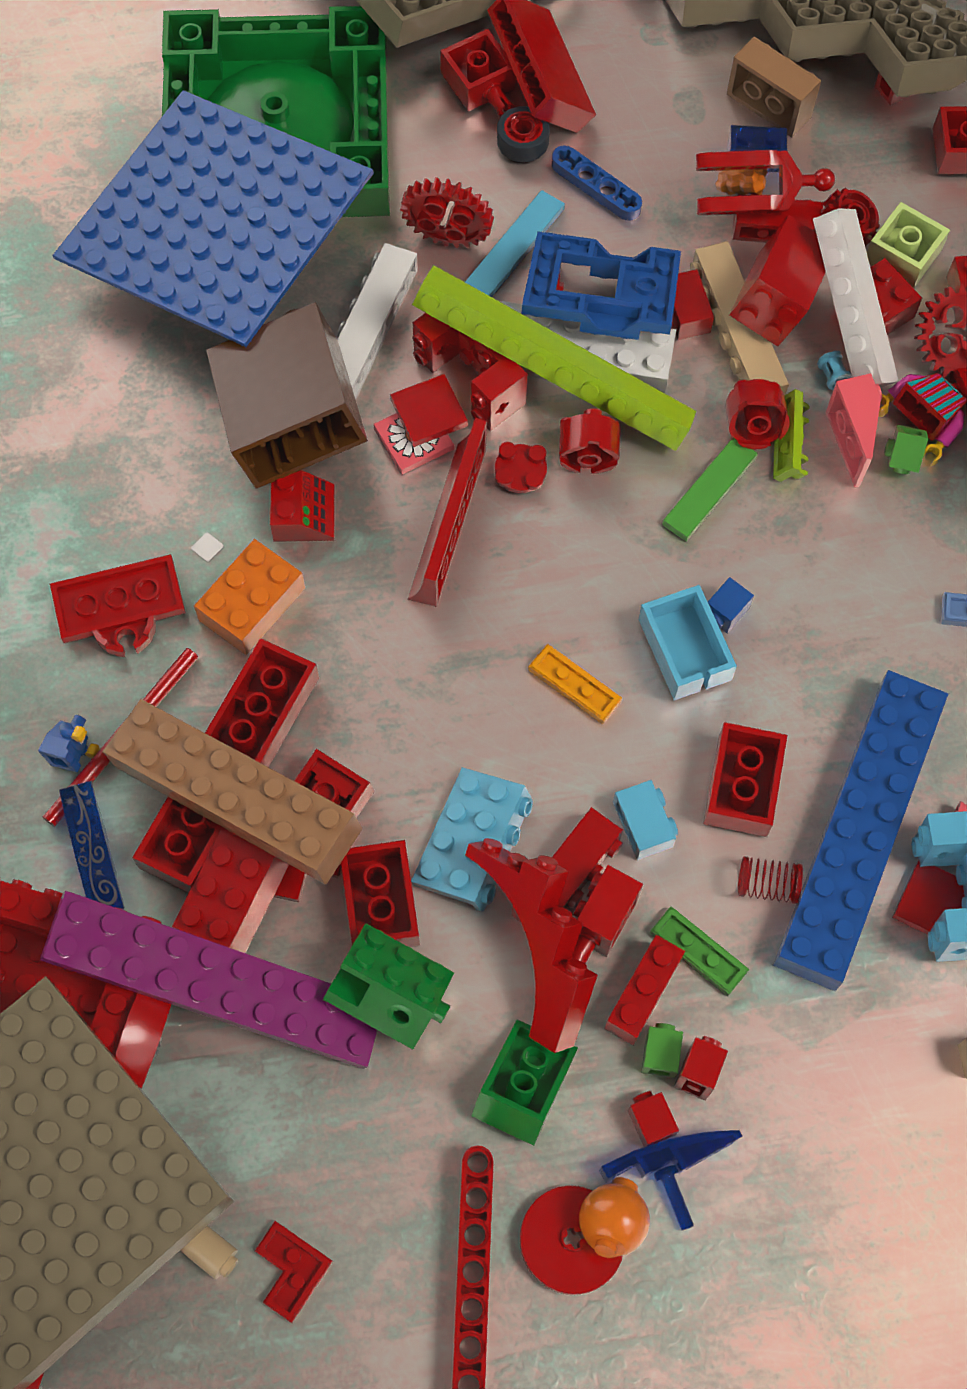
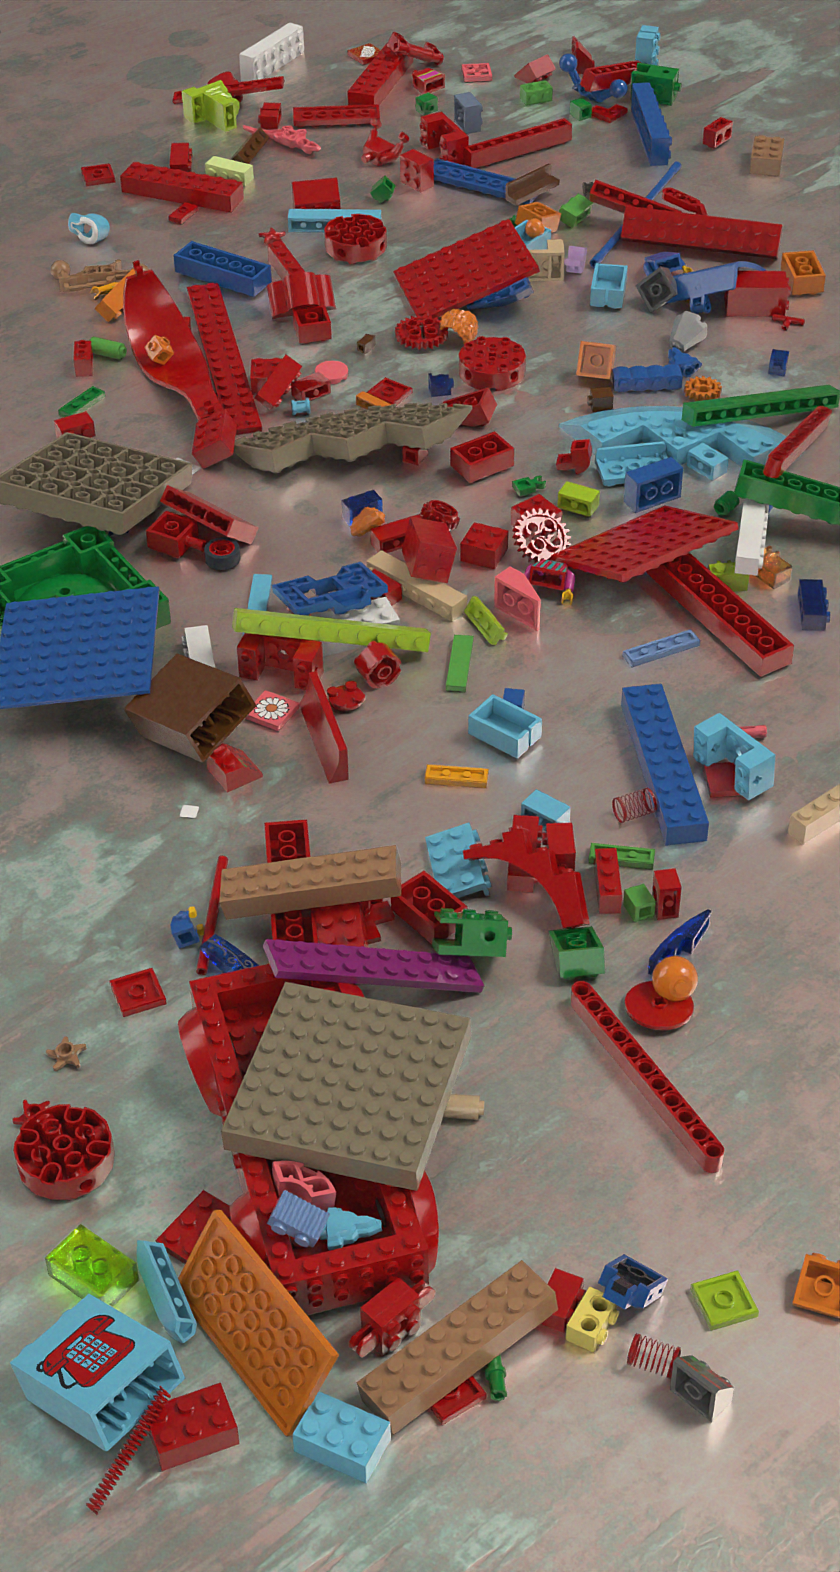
camera: 30 degrees left, 25 degrees down
(118, 603) = (159, 856): red plate -> none
(250, 596) = (237, 816): orange brick -> none
(301, 1267) = (520, 1092): red tile -> none
(427, 204) = (213, 596): red gear -> none
(429, 410) = (273, 691): red tile -> none
(593, 185) = (262, 558): blue beam -> none
(652, 1118) = (656, 930): red brick -> none
(675, 1196) = (705, 965): clear blue piece -> none
(745, 779) = (585, 768): red brick -> none
(757, 413) = (460, 614): red brick -> none
(773, 86) = (349, 475): medium nougat brick -> none
(789, 181) = (374, 501): red piece -> none
(833, 368) = (480, 585): medium azure bush -> none
(855, 296) = (470, 536): white brick -> none
(906, 449) = (553, 598): bright green brick -> none
(908, 242) = (479, 510): yellowish green brick -> none

